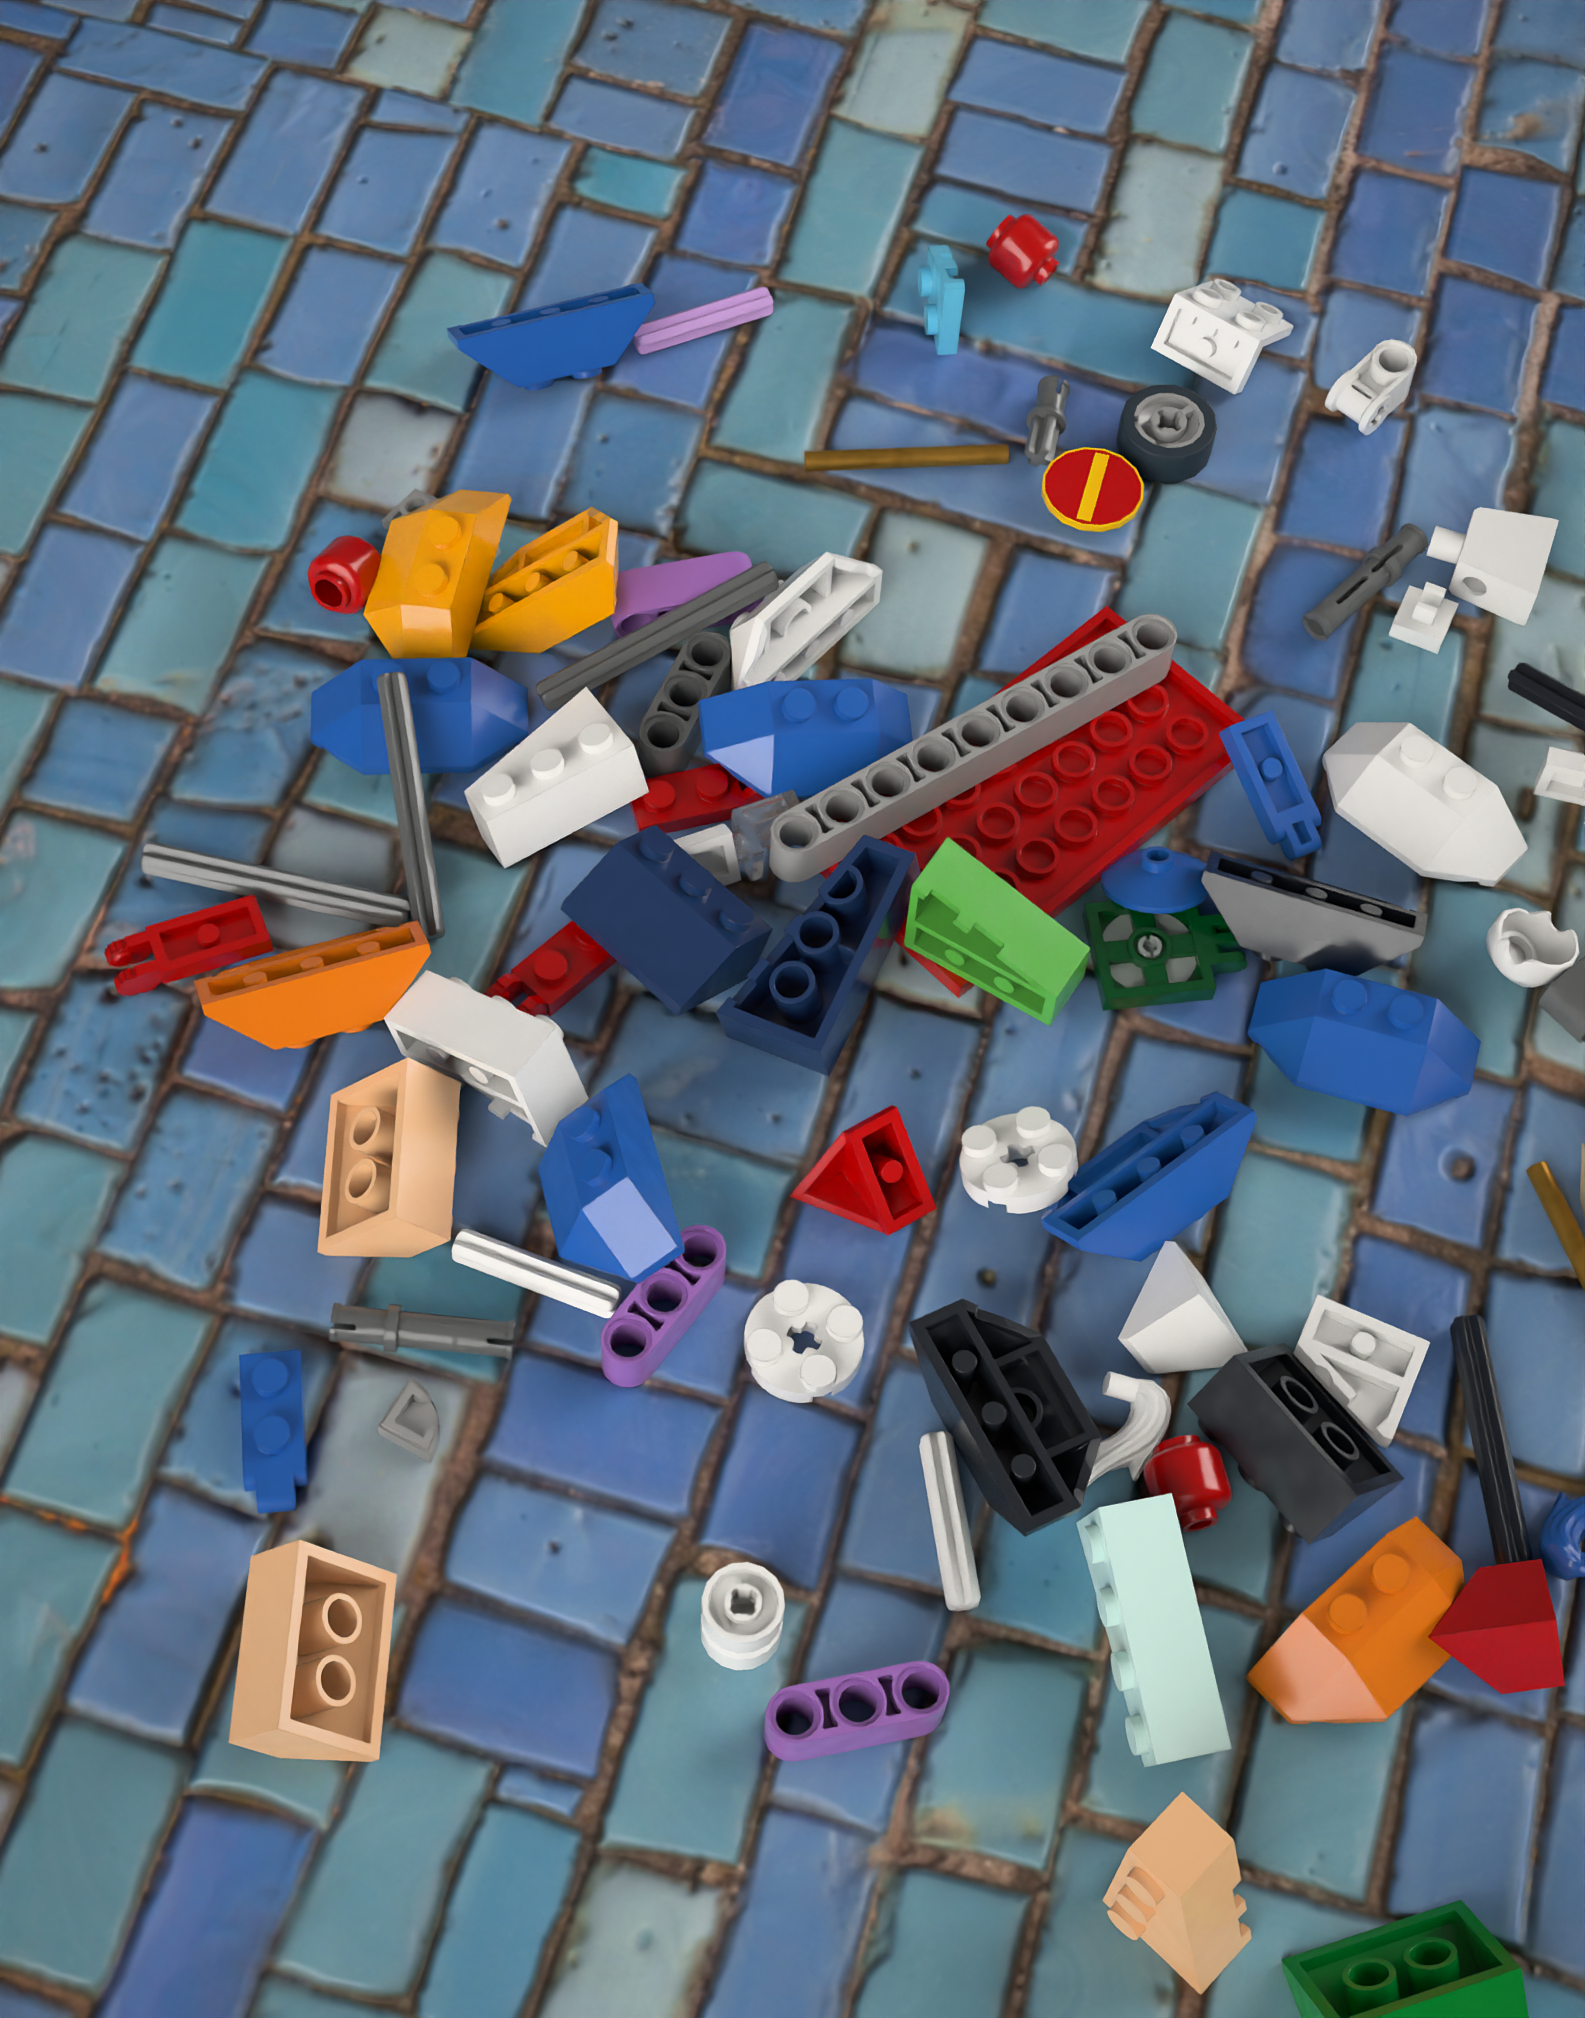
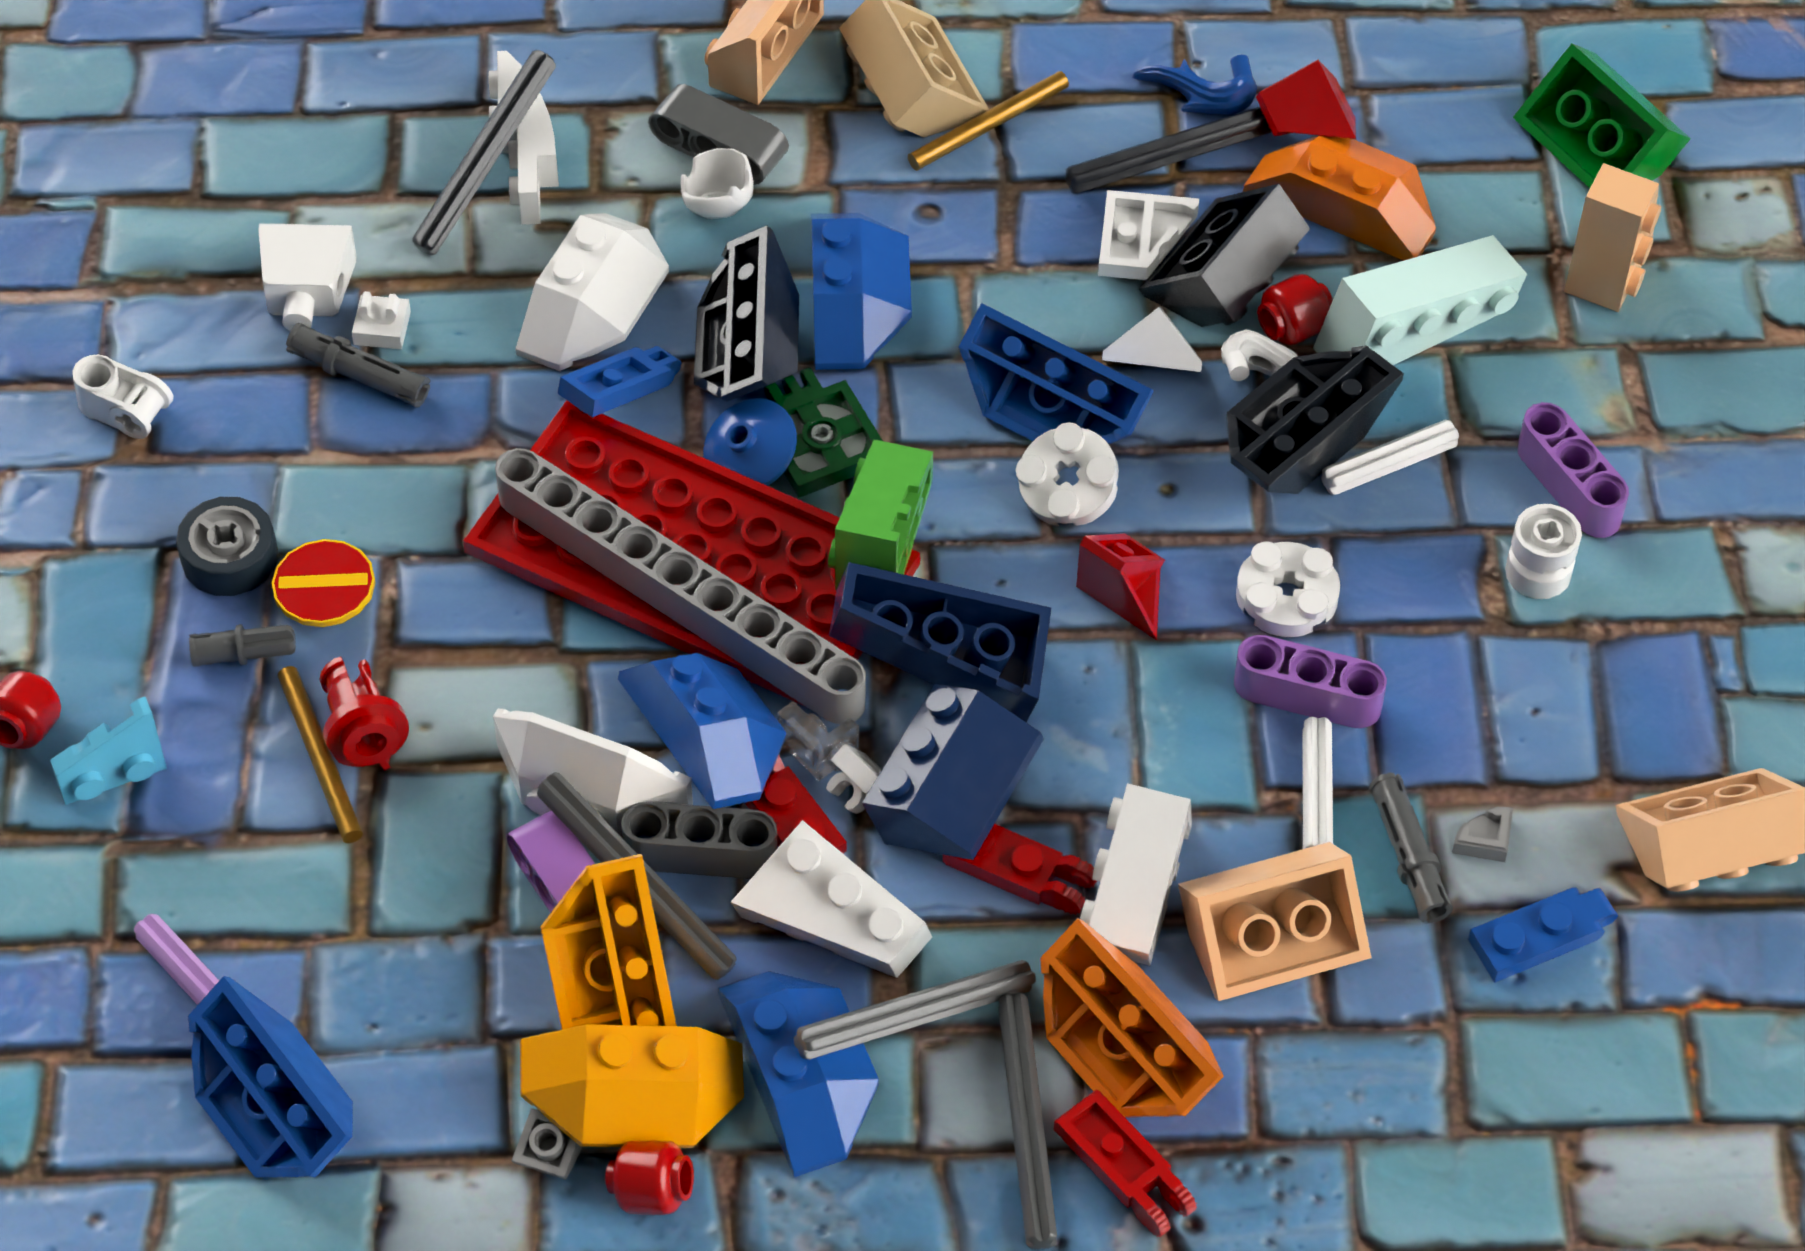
camera: 105 degrees left, 5 degrees down
(609, 1187) = (1230, 739): blue wedge -> none
(906, 478) = (363, 724): none -> red piece
(1218, 332) = (84, 520): white bracket -> none

